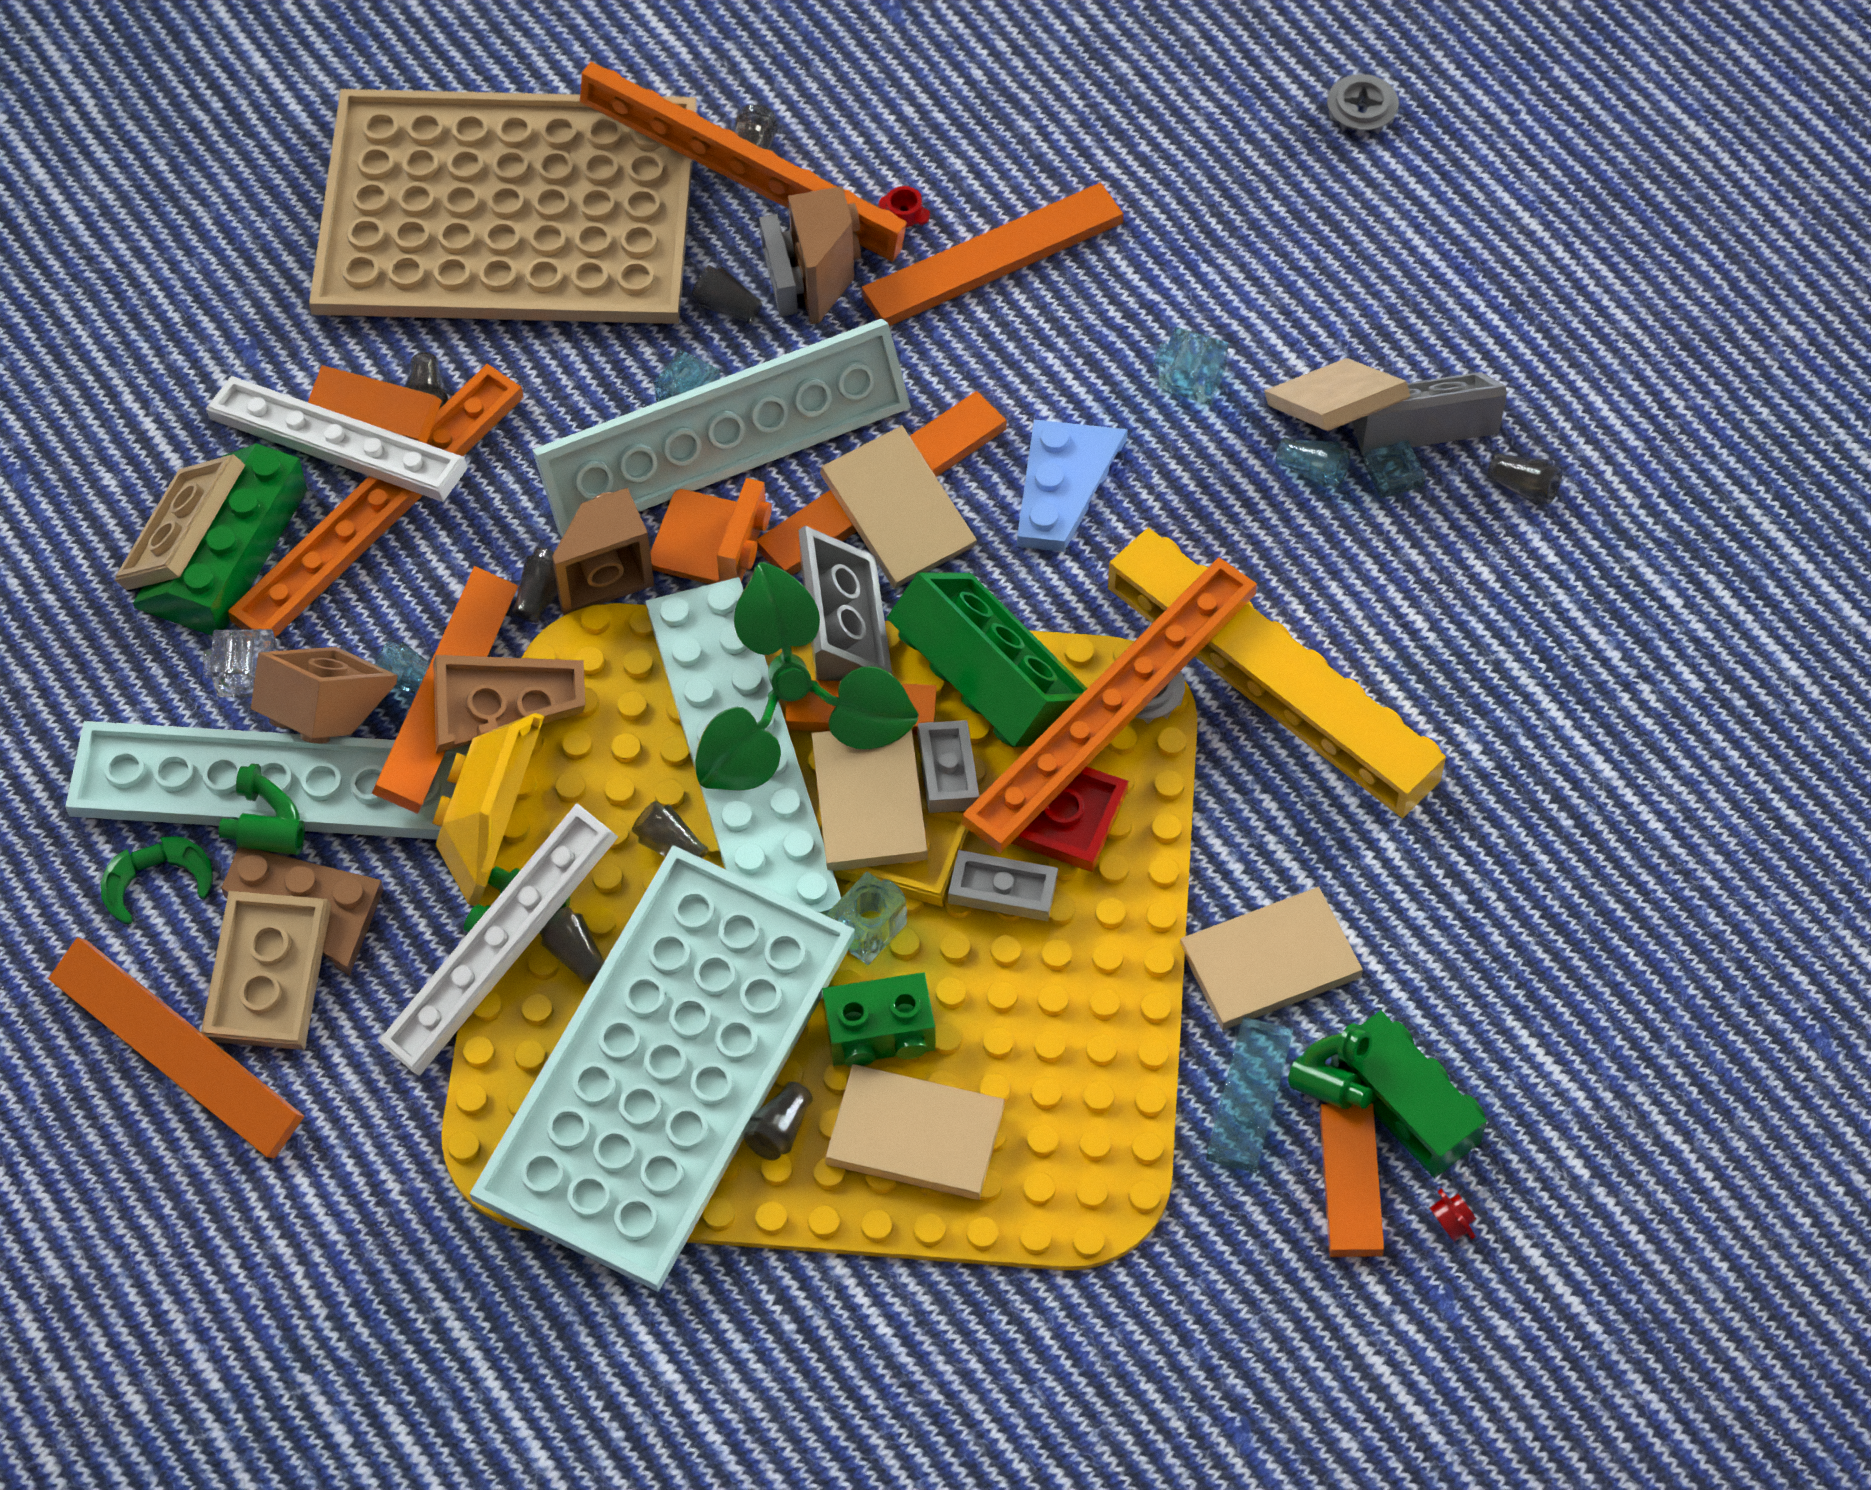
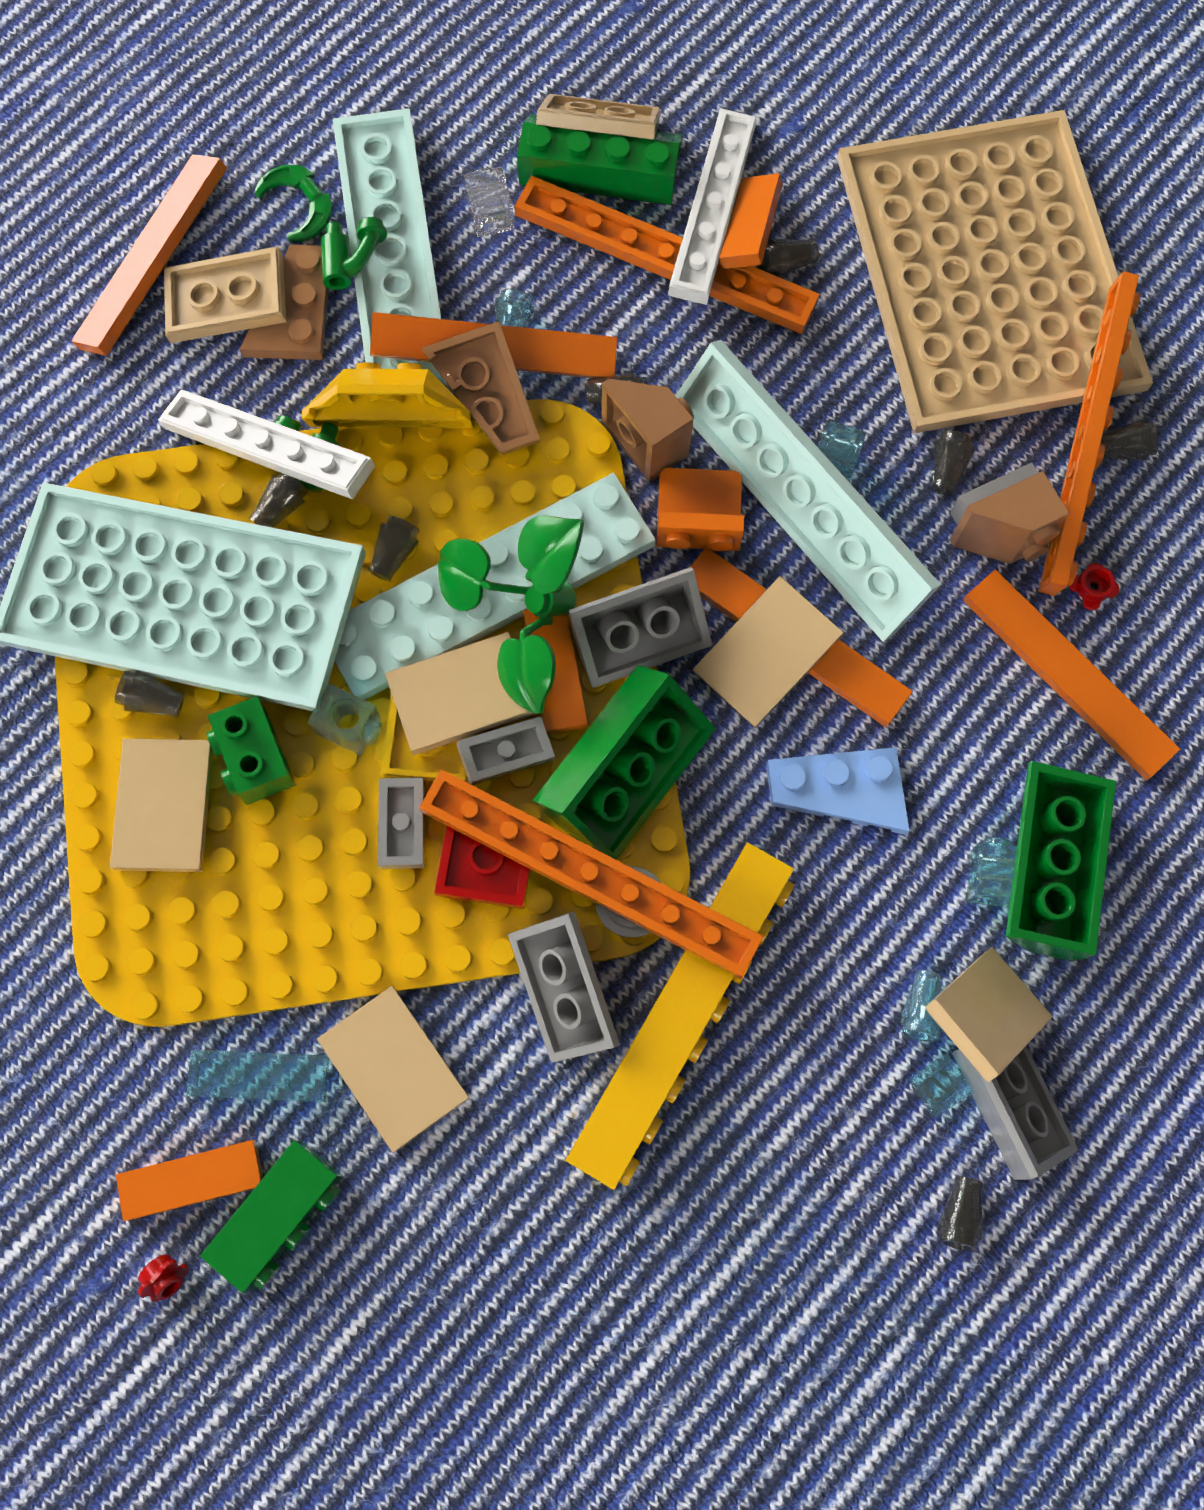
camera: 75 degrees right, 15 degrees up
(318, 691) = (467, 256): medium nougat slope -> none
(1200, 294) = (1060, 862): none -> green slope
(1223, 760) = (563, 988): none -> light grey slope
(1329, 1083) = (271, 1145): green plant -> none

